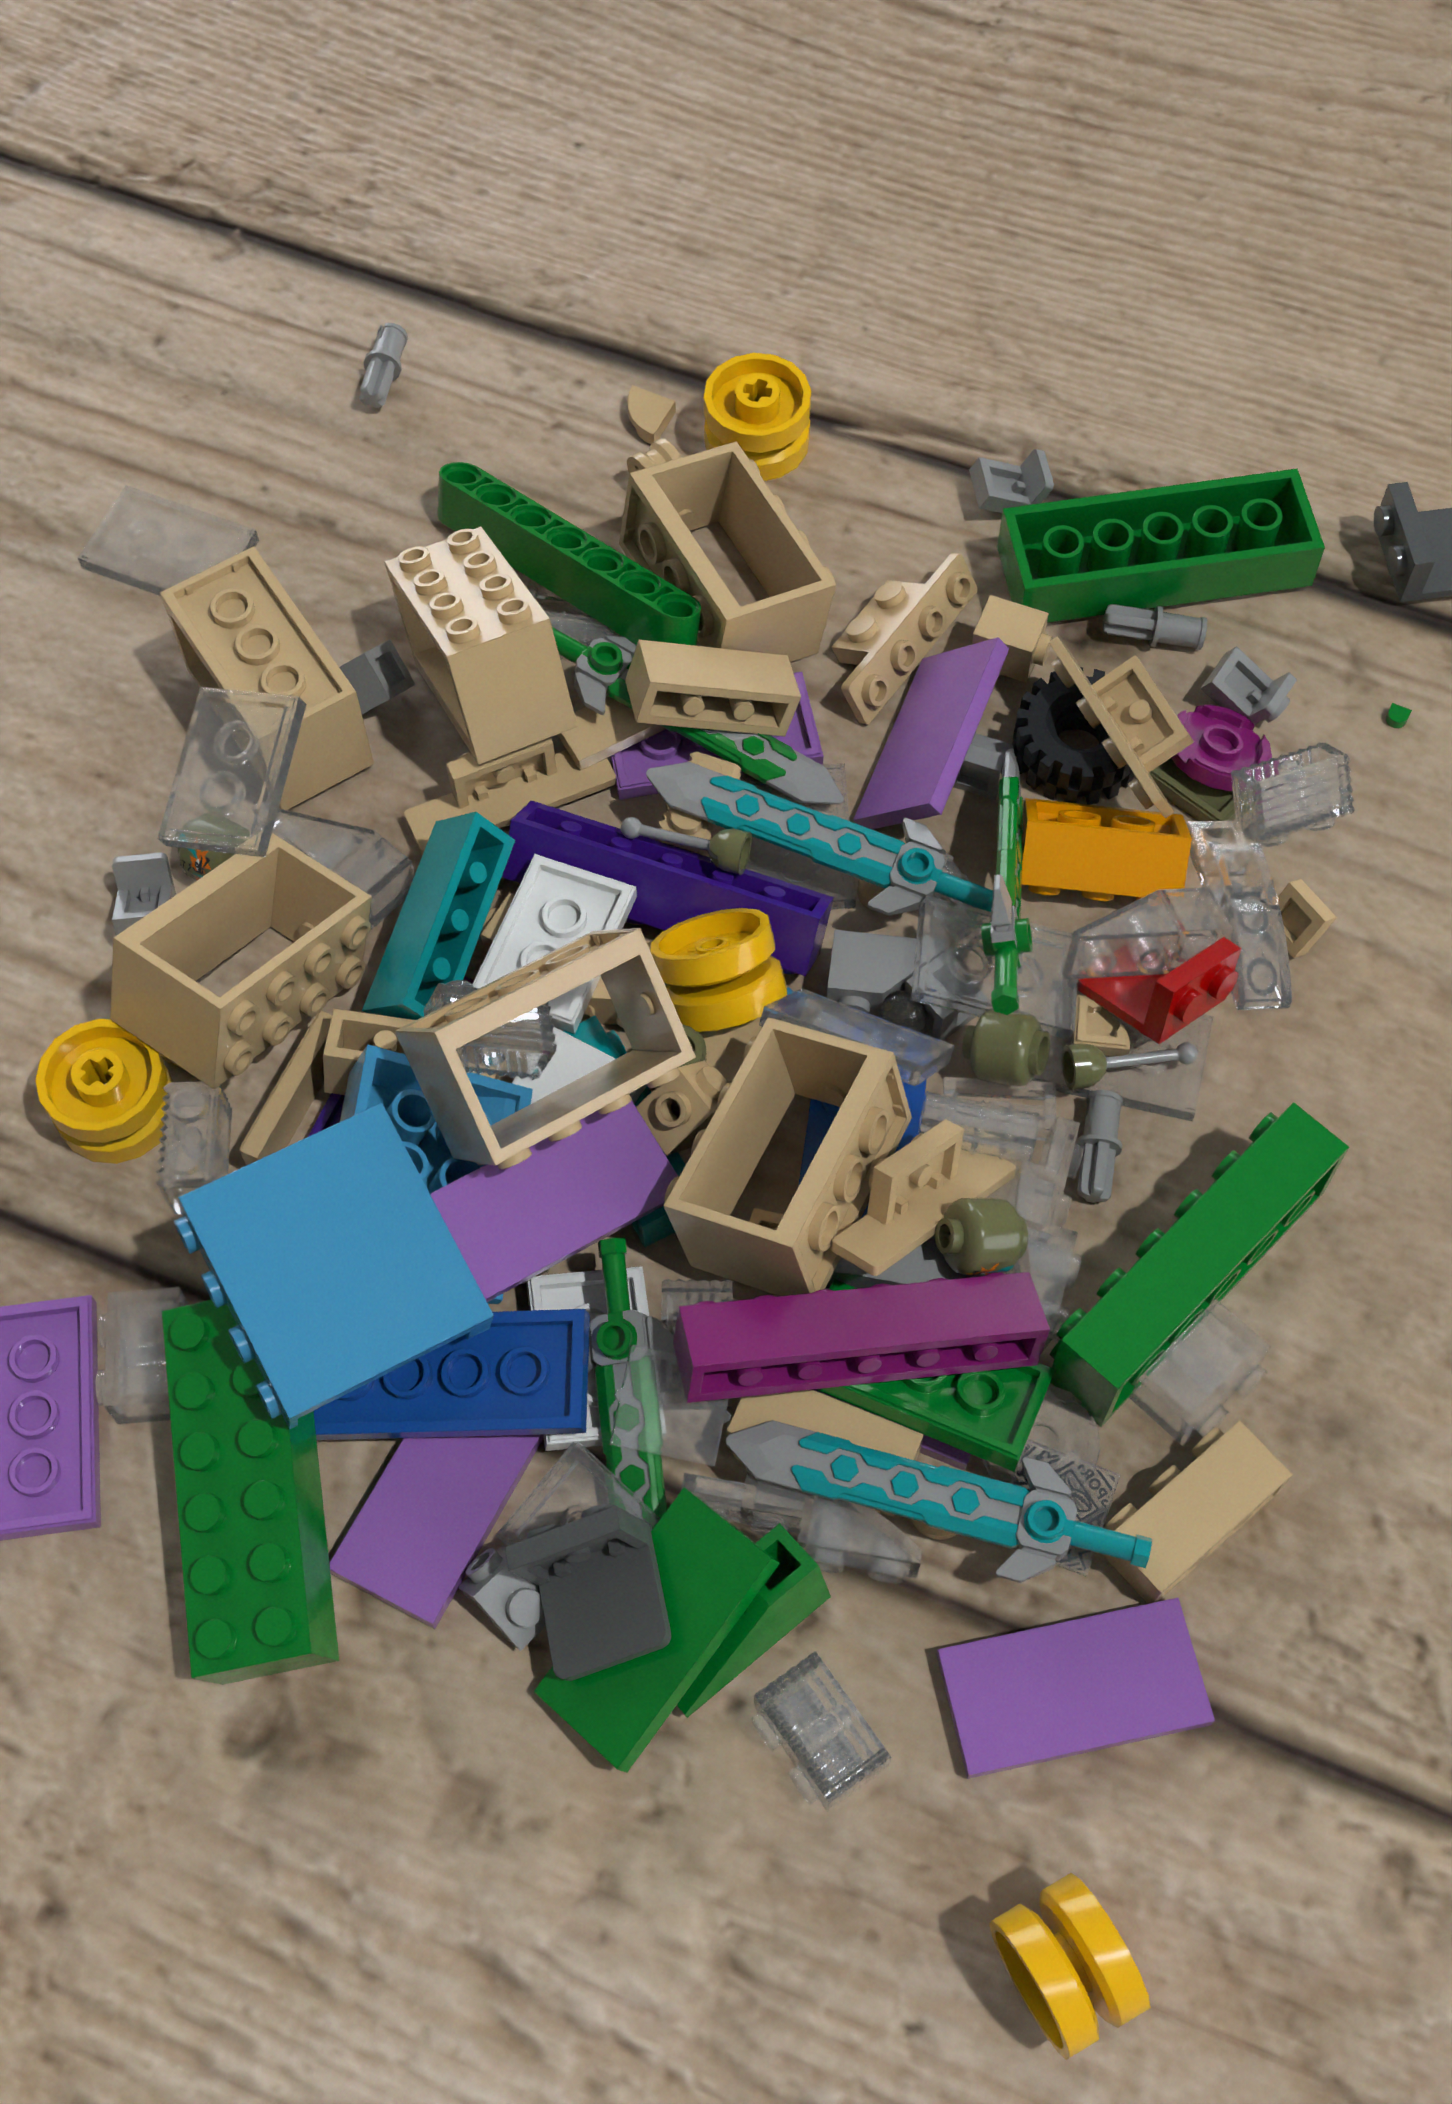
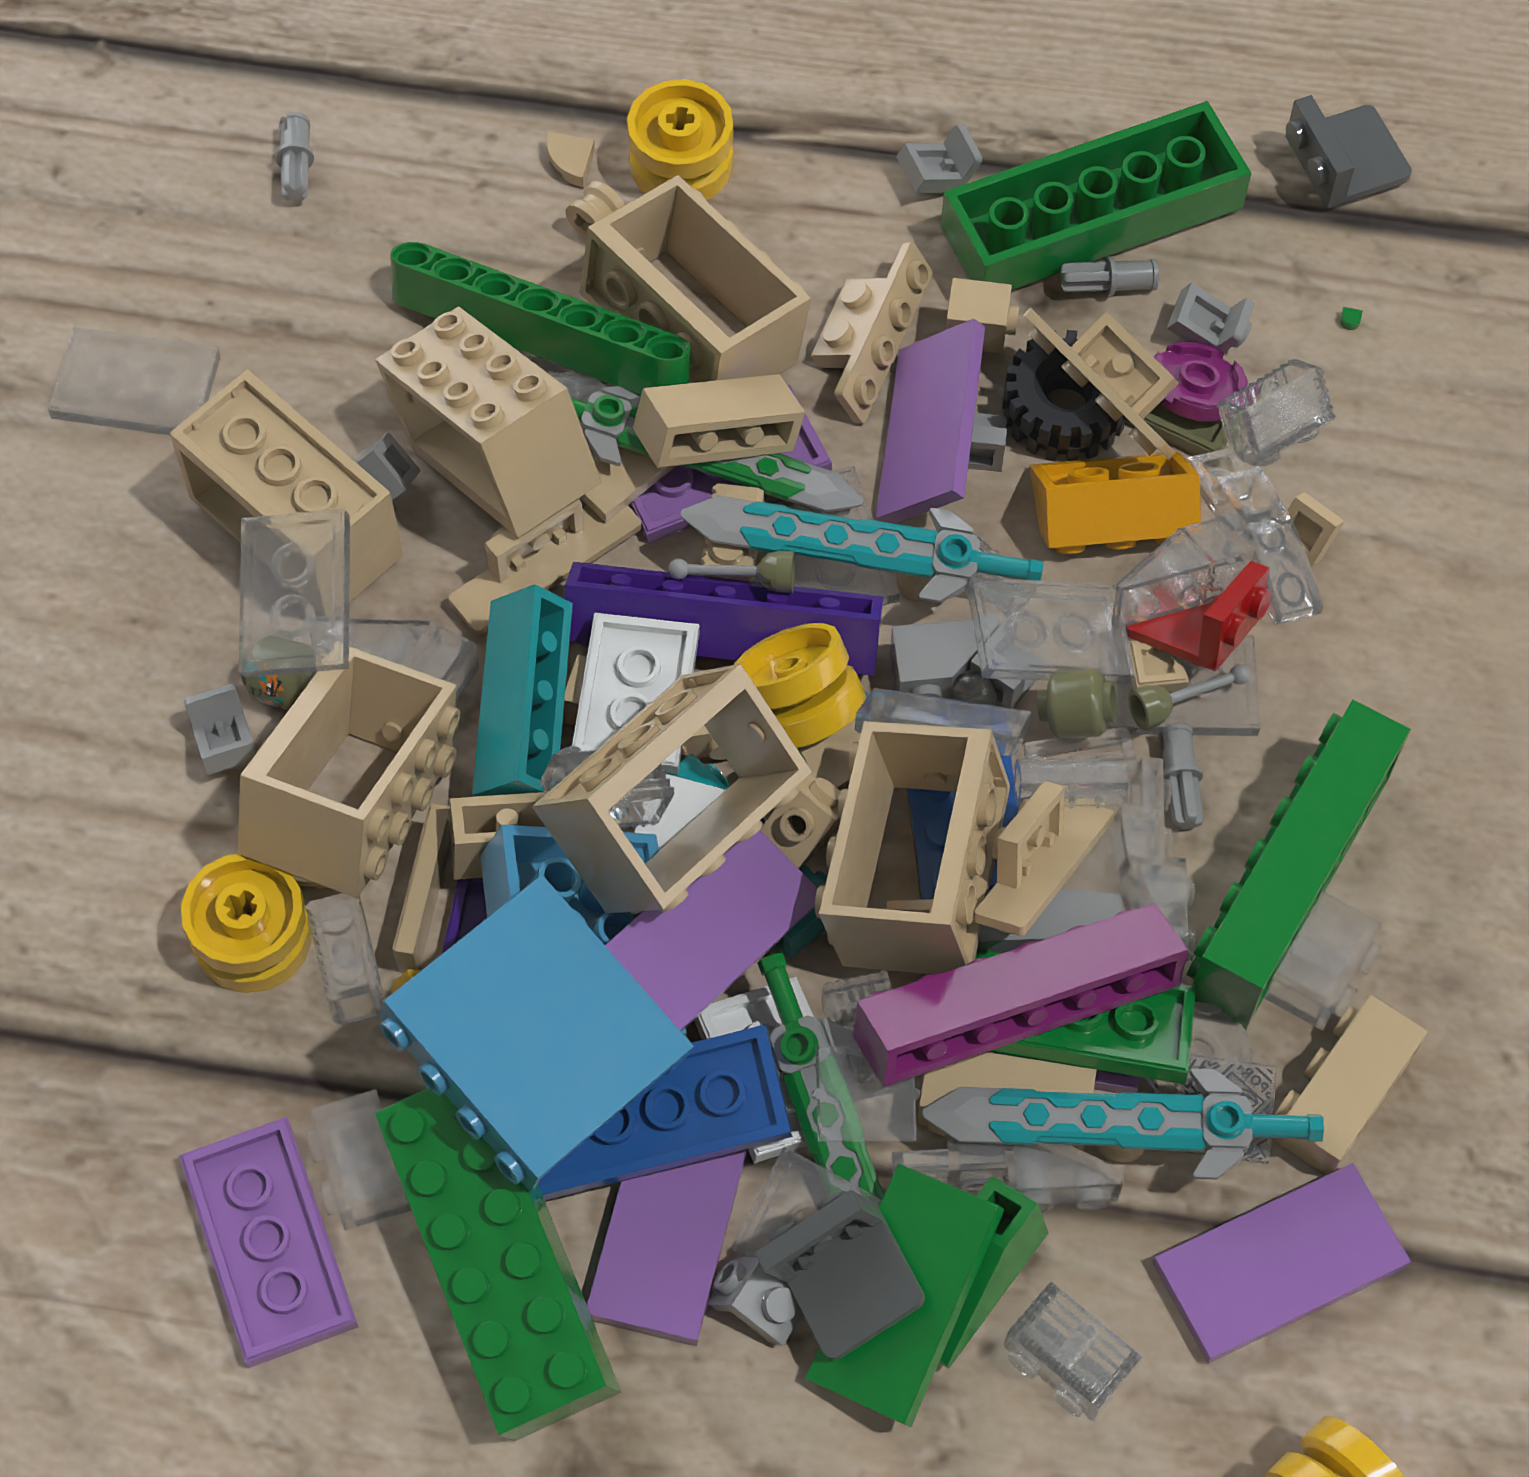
camera: 15 degrees left, 0 degrees up
(981, 1236) = (1104, 880): olive head -> none
(1007, 933) = (1059, 600): green sword -> none

